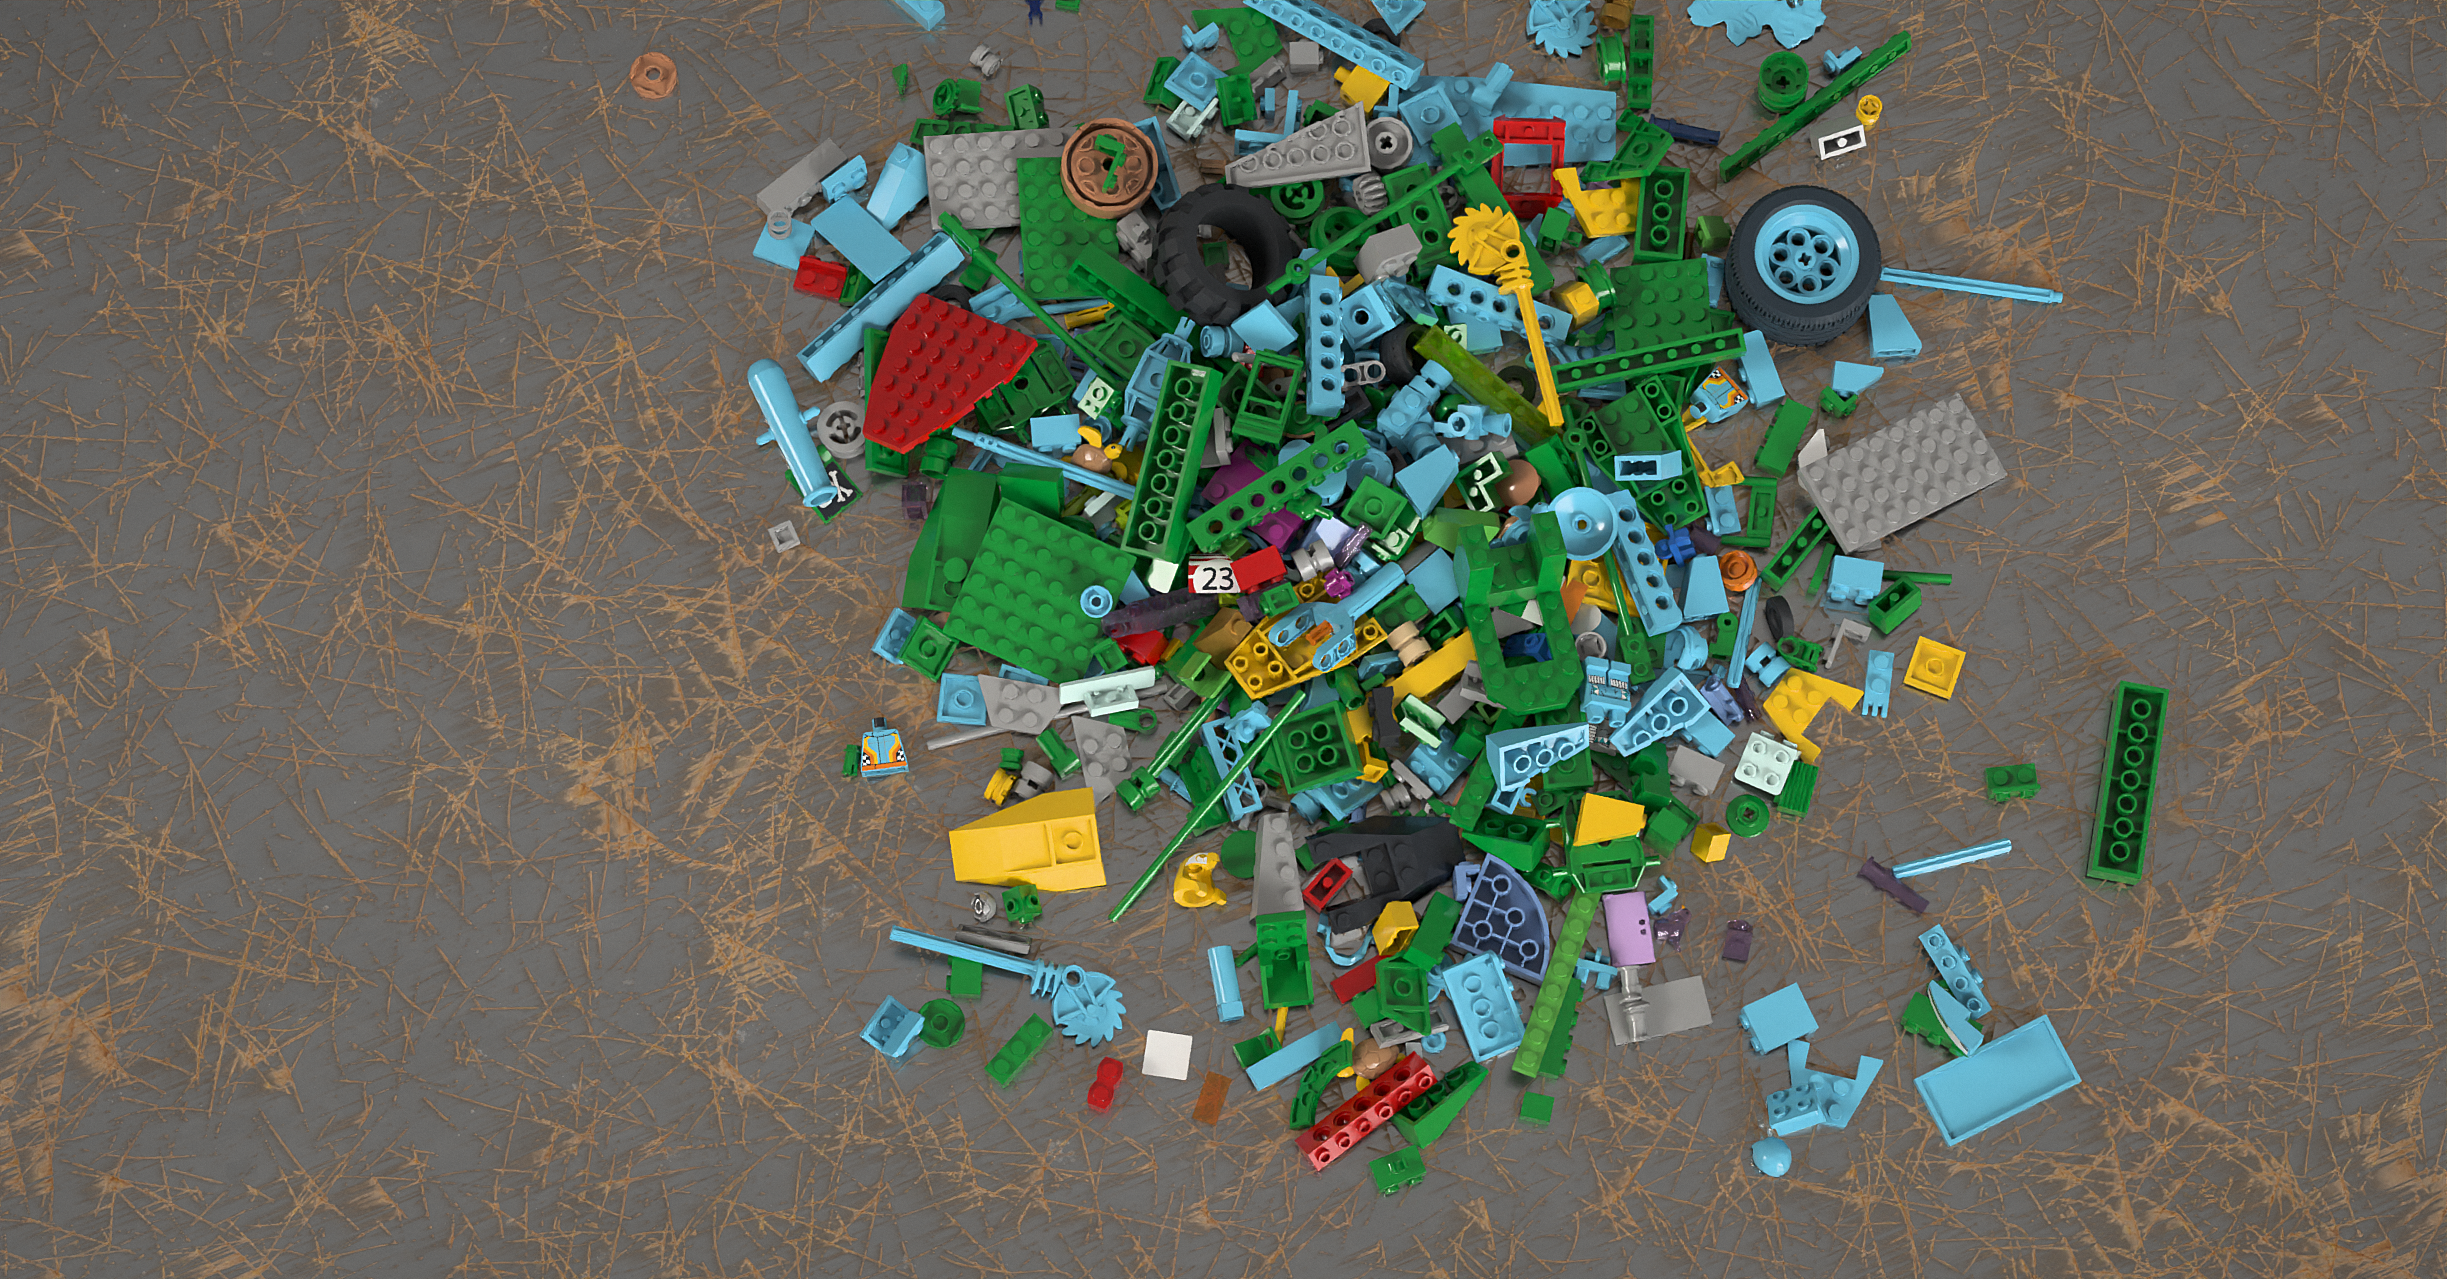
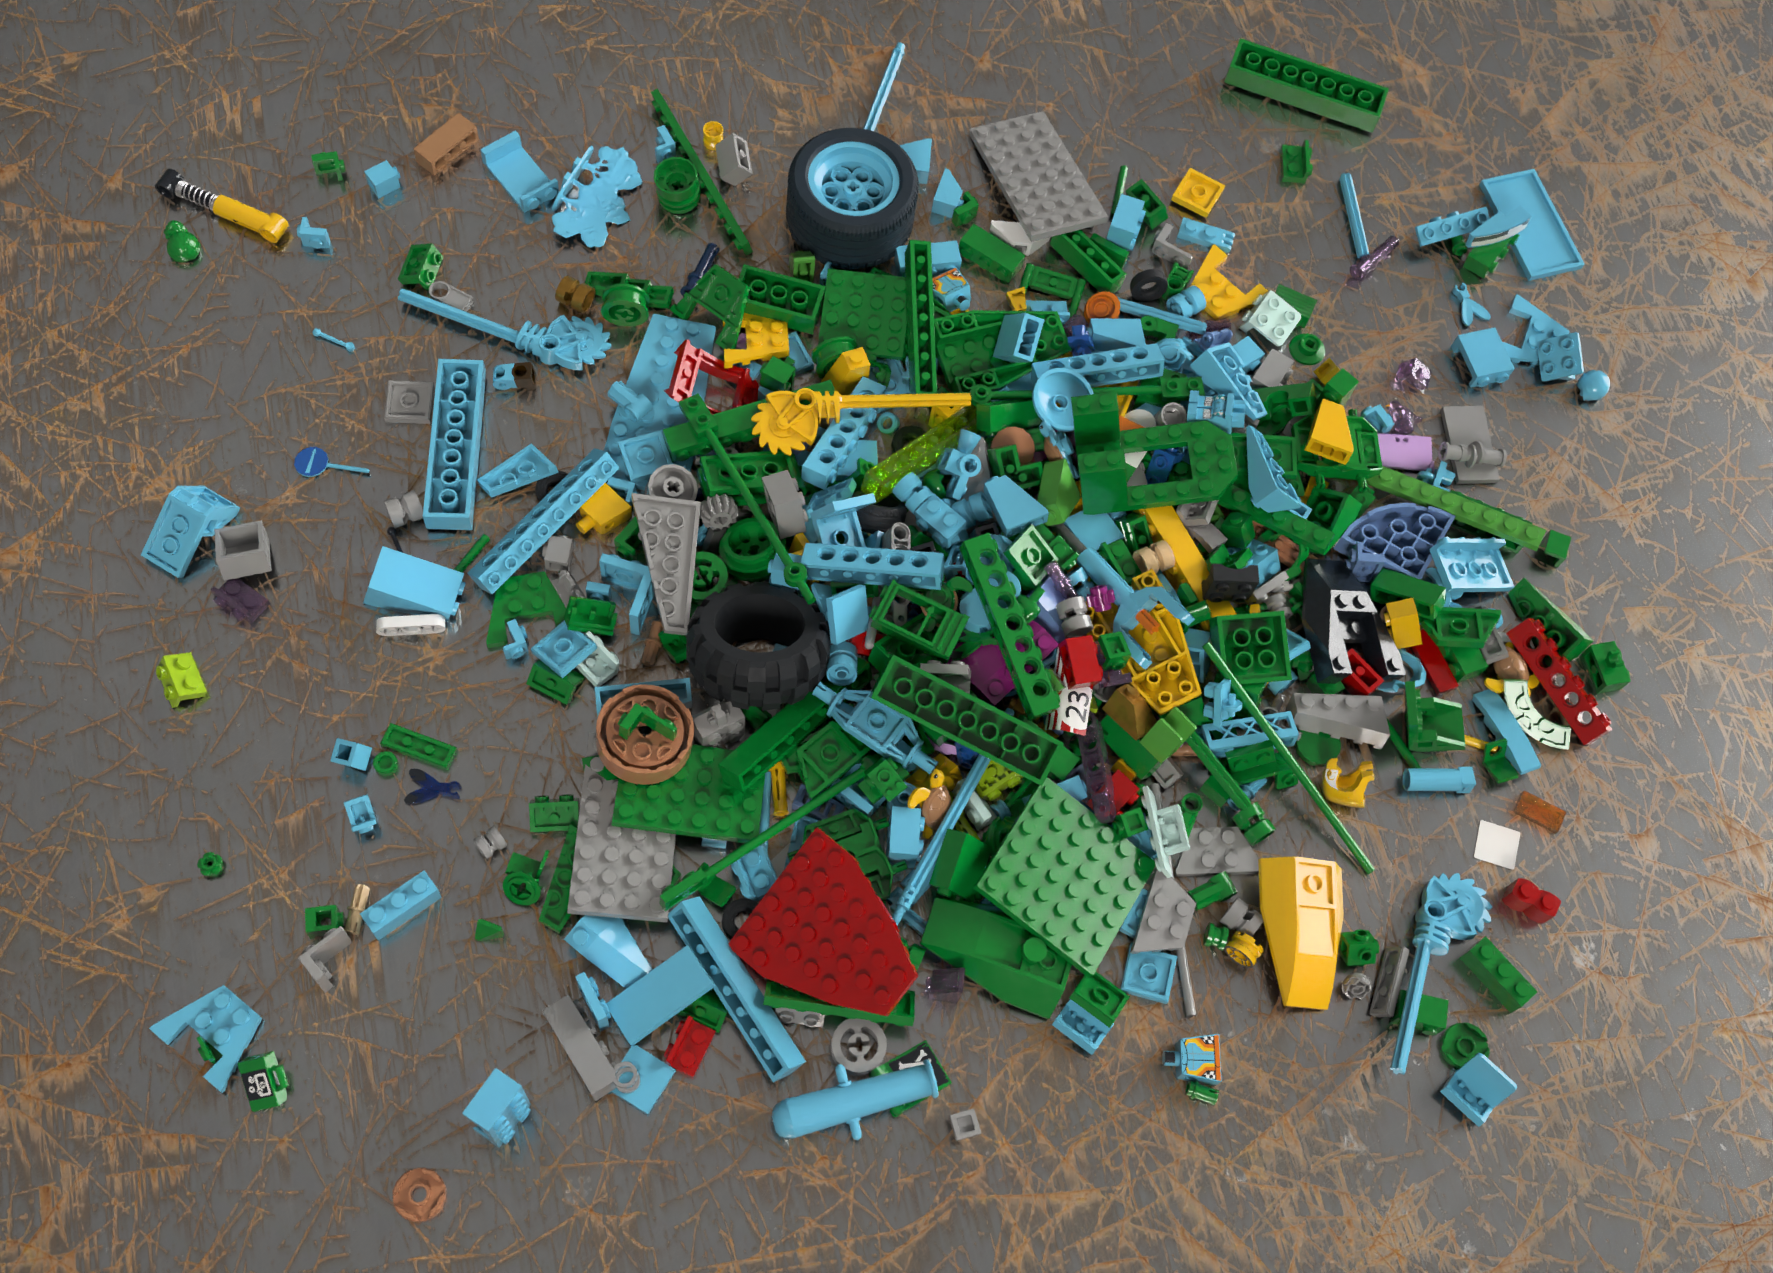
camera: 90 degrees left, 10 degrees down
(728, 114) = (498, 1108): none -> medium azure piece
(1096, 601) = (1089, 817): medium azure wheel -> none
(1855, 1005) = (1469, 306): none -> medium azure piece

